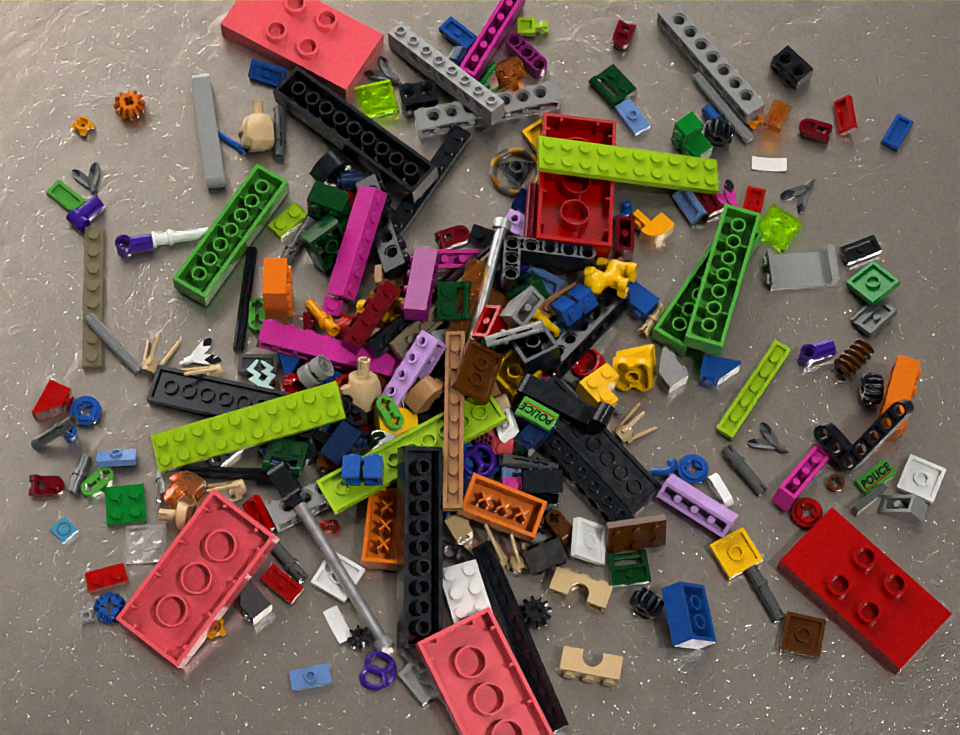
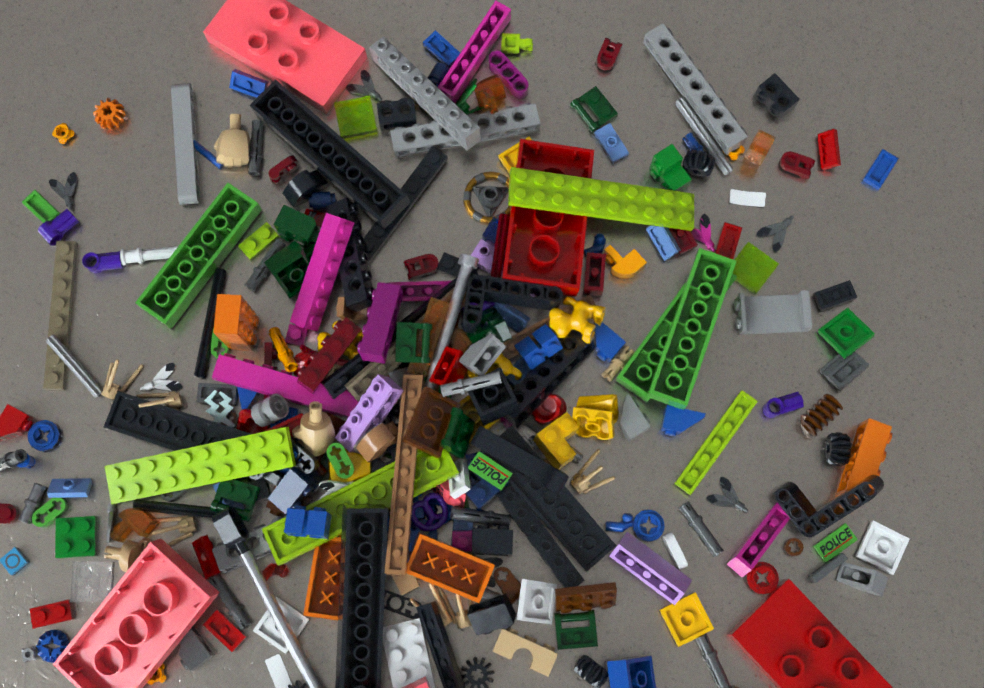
camera: 10 degrees right, 10 degrees up
(311, 148) = (286, 166): none -> dark red plate
(503, 382) = (458, 433): none -> dark green plate

